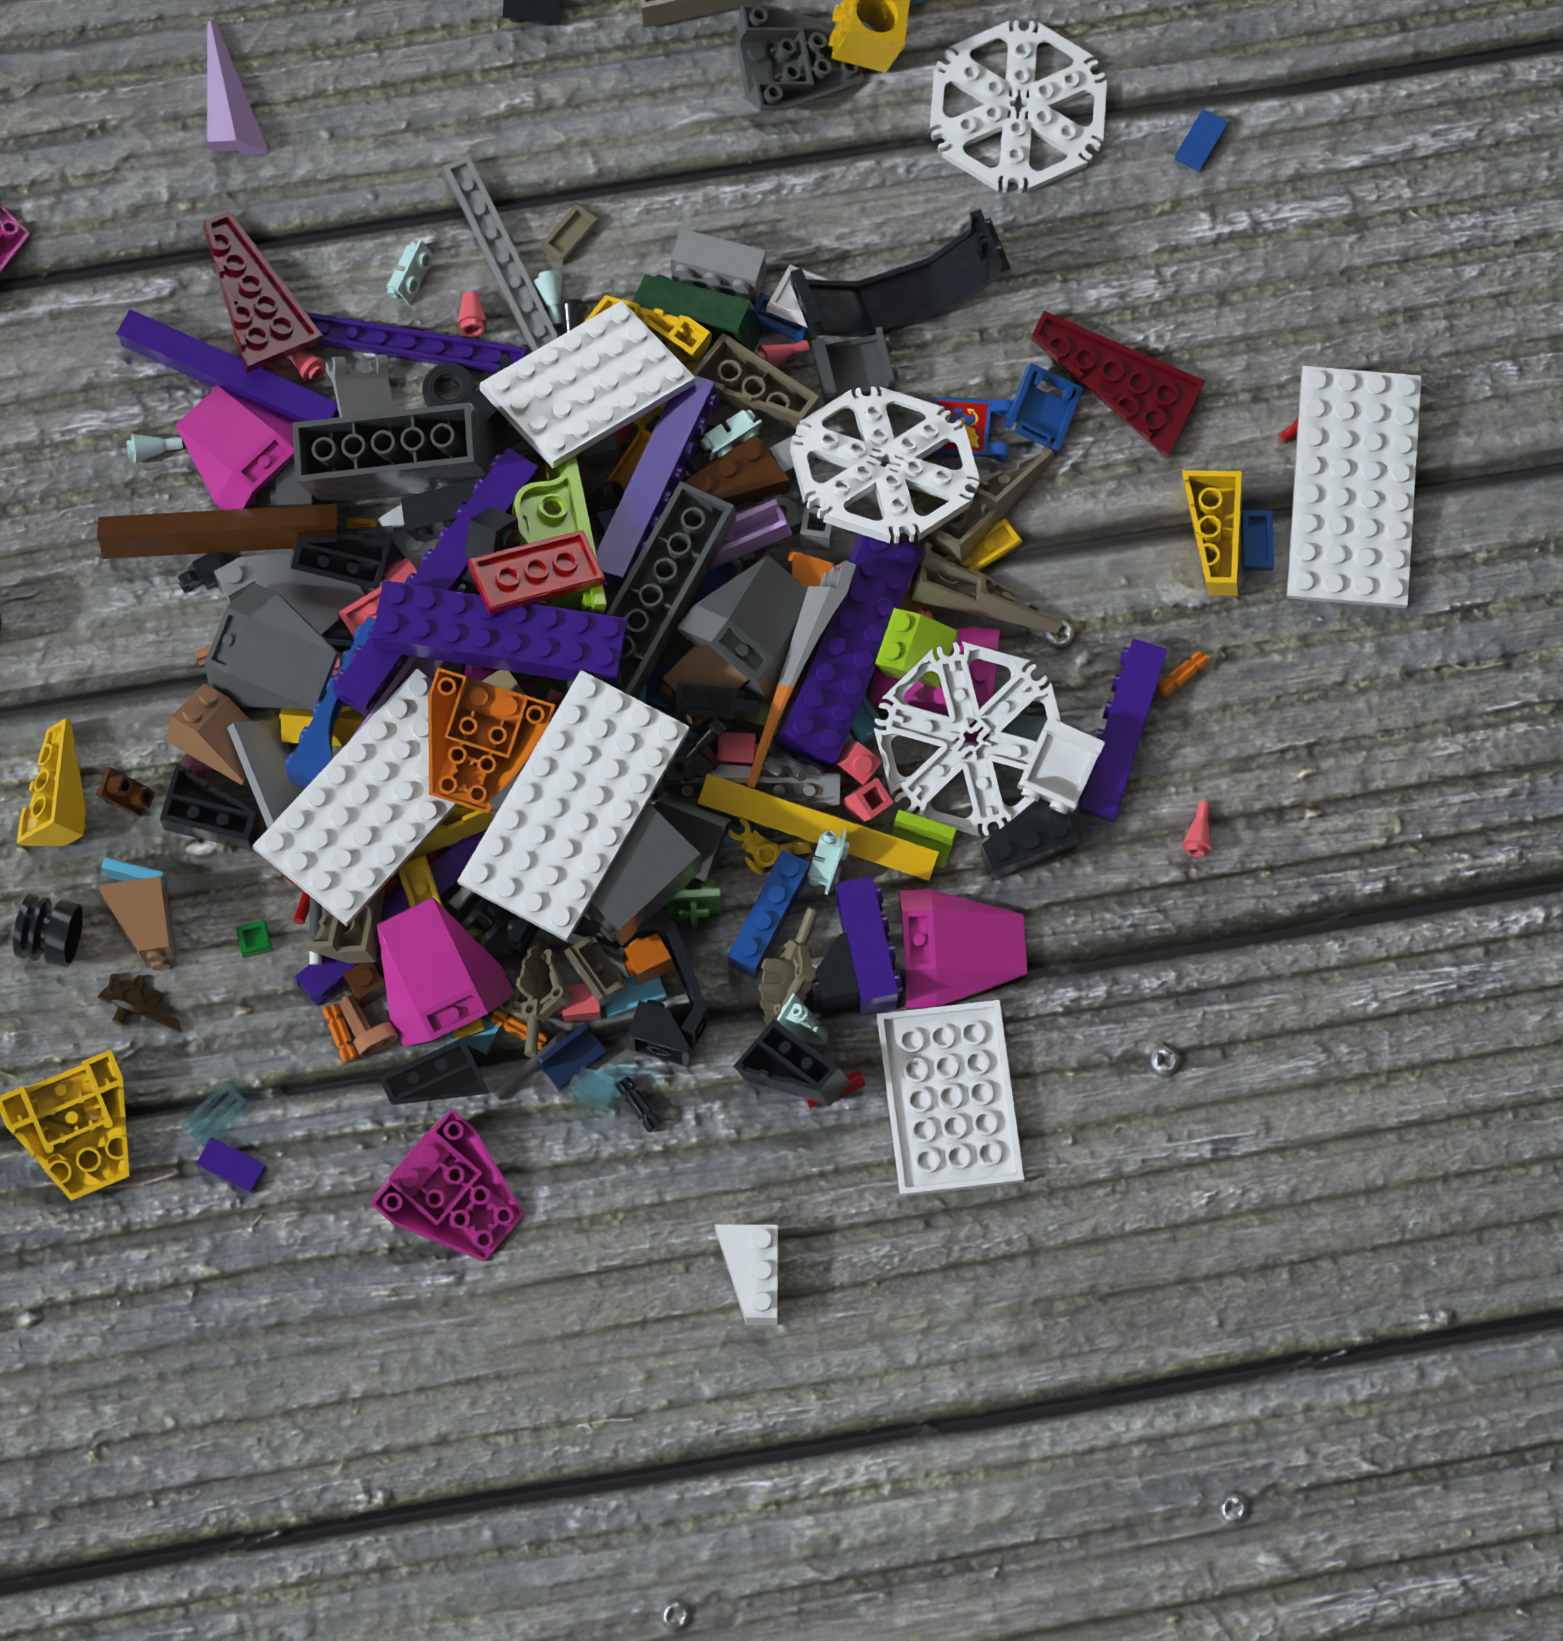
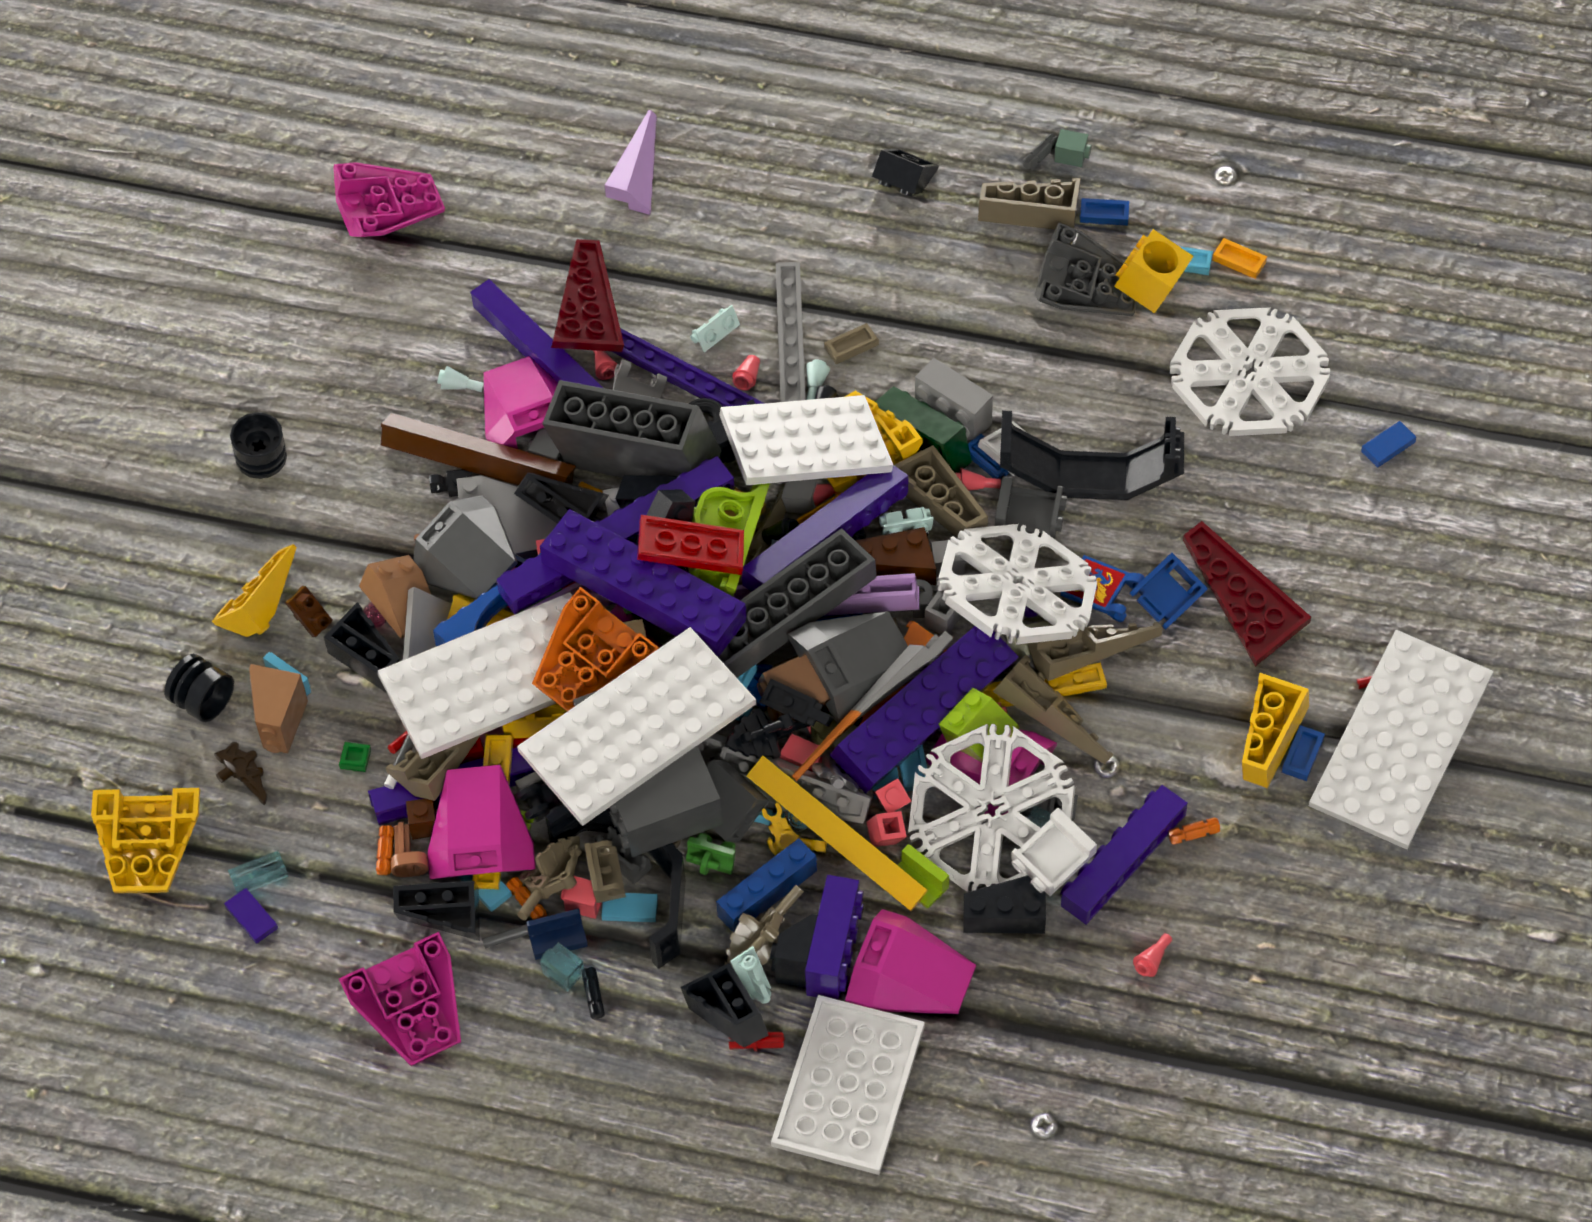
camera: 25 degrees right, 15 degrees down
(647, 959) = (651, 882): orange brick -> none
(657, 1034) = (628, 939): black slope -> none
(753, 1268) = (622, 1153): white wedge -> none
(832, 849) = (839, 853): light aqua hinge -> none

